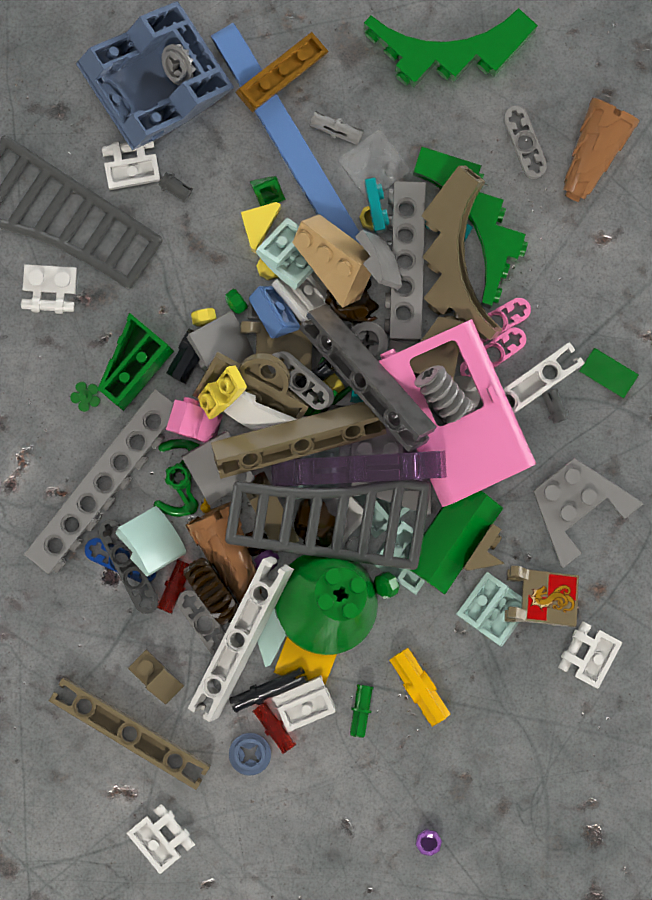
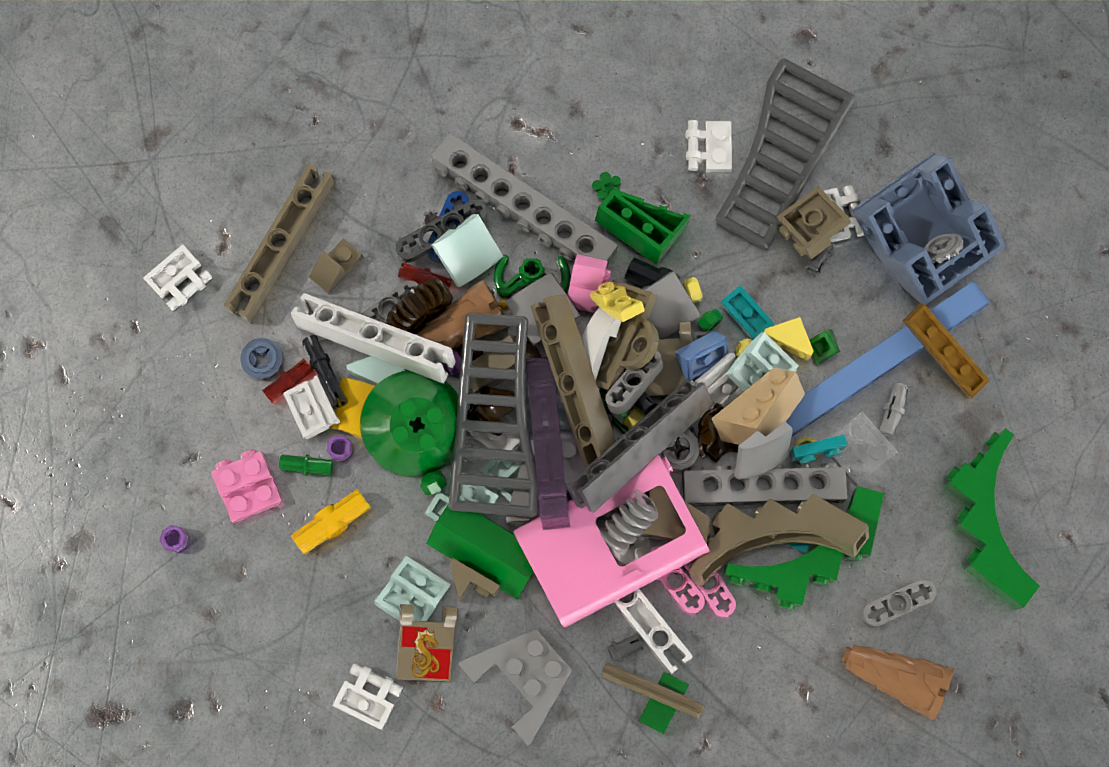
camera: 90 degrees right, 10 degrees down
(143, 191) = (812, 222): none -> dark tan plate
(230, 264) = (746, 312): none -> teal plate
(346, 676) = (339, 448): none -> medium lavender tile
(379, 770) = (246, 485): none -> bright pink plate
(598, 382) = (653, 690): none -> dark tan axle

